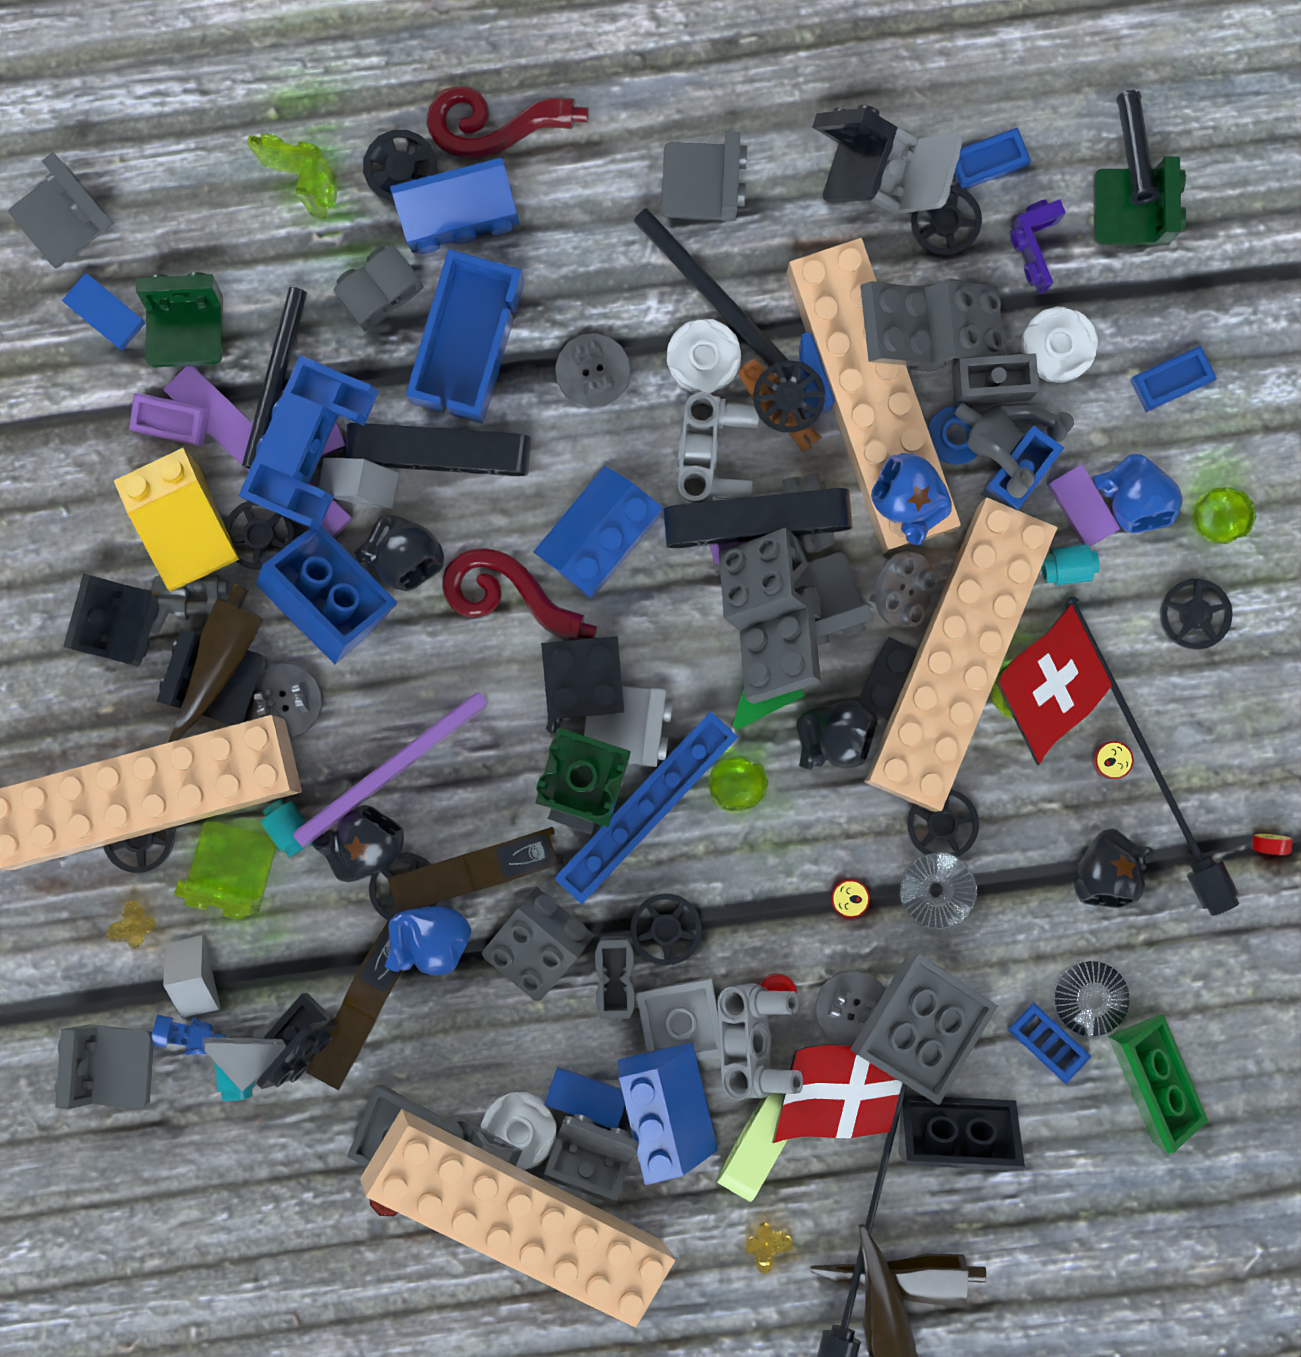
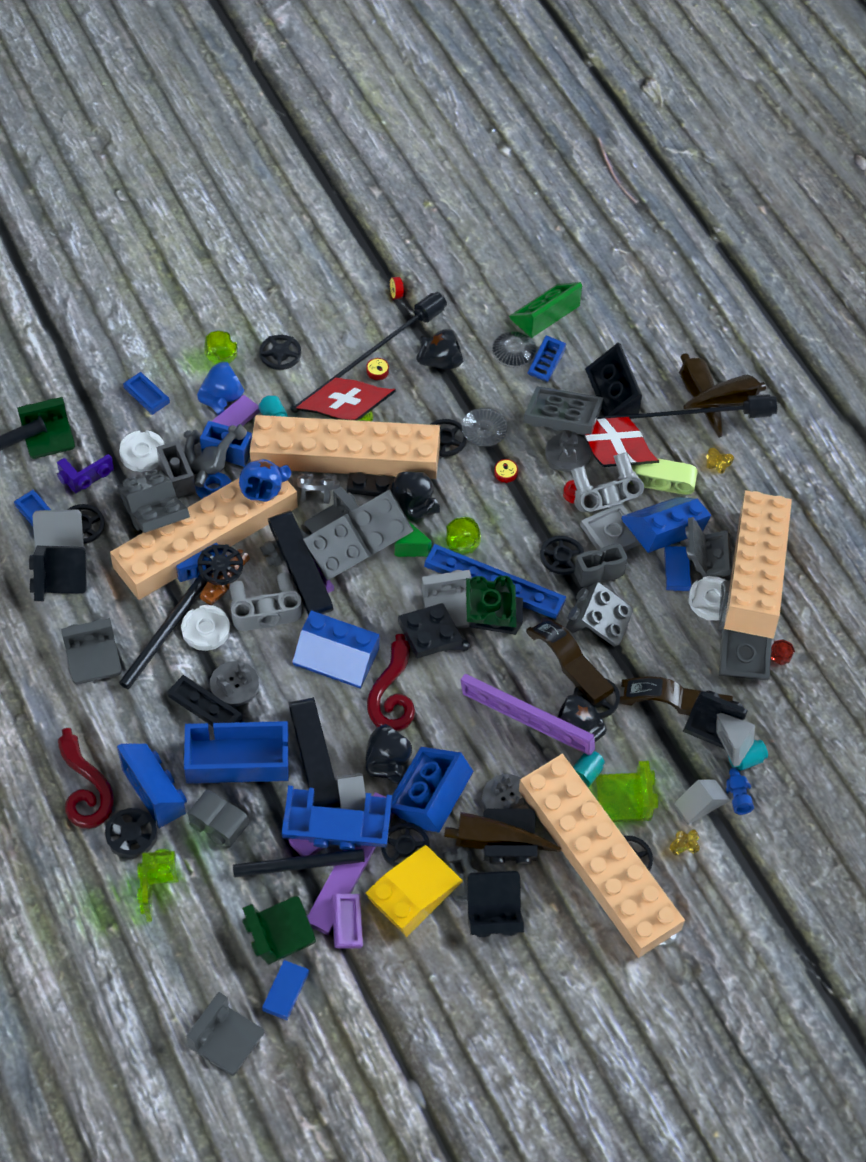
camera: 115 degrees left, 30 degrees down
(104, 1067) = (777, 824): dark grey bracket -> none
(428, 939) = (621, 664): blue piece -> none
(568, 317) = (202, 702): none -> black plate

